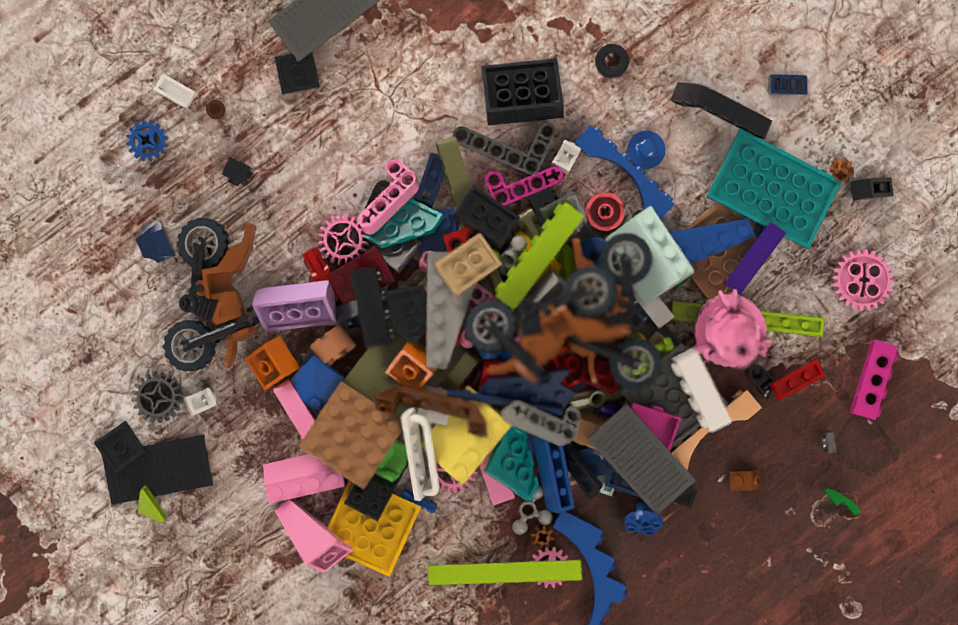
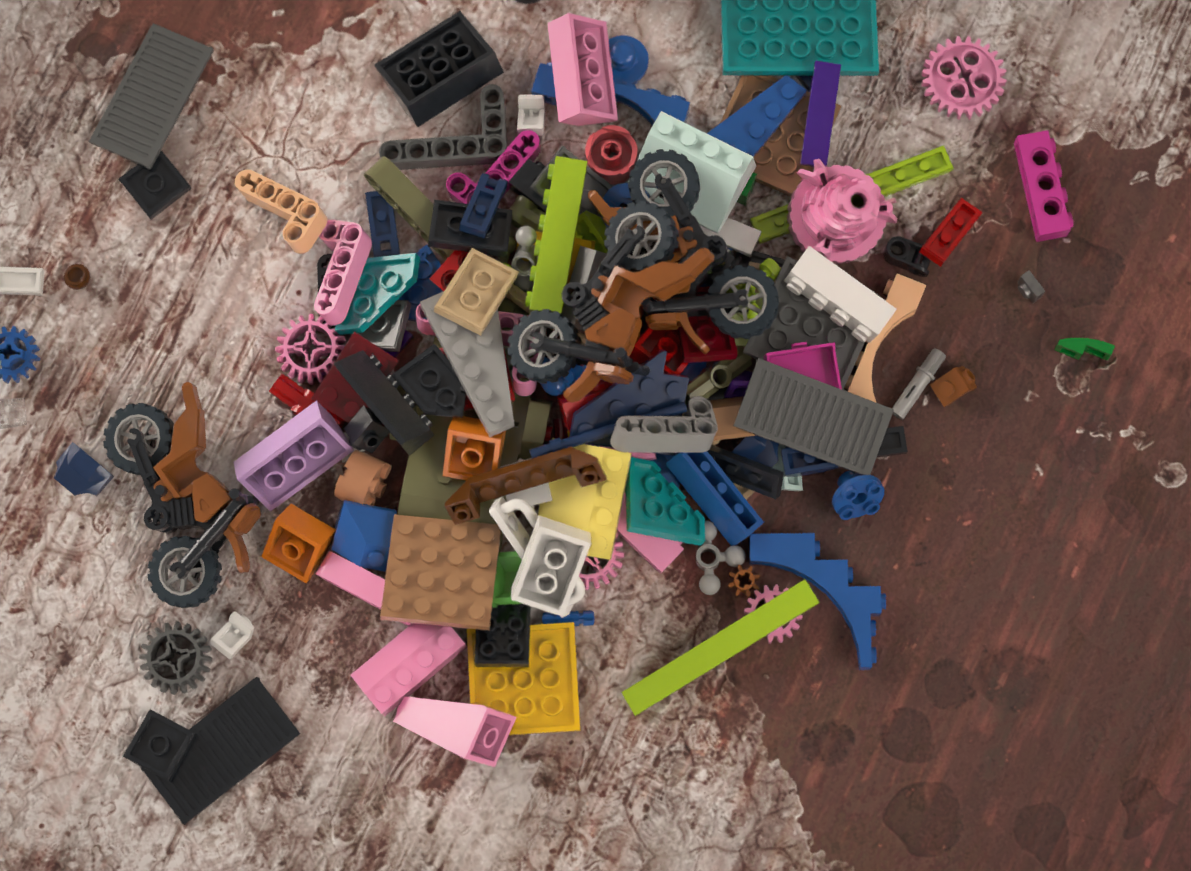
camera: 20 degrees left, 10 degrees down
(149, 506) = (232, 800): lime slope -> none
(237, 172) = (140, 335): black brick -> none
(371, 132) = (278, 203): none -> light nougat beam
(422, 471) = (551, 566): none -> white brick
(502, 207) = (483, 205): none -> dark blue plate
(614, 147) = (582, 70): none -> bright pink slope
(723, 466) = (918, 383): none -> light grey axle

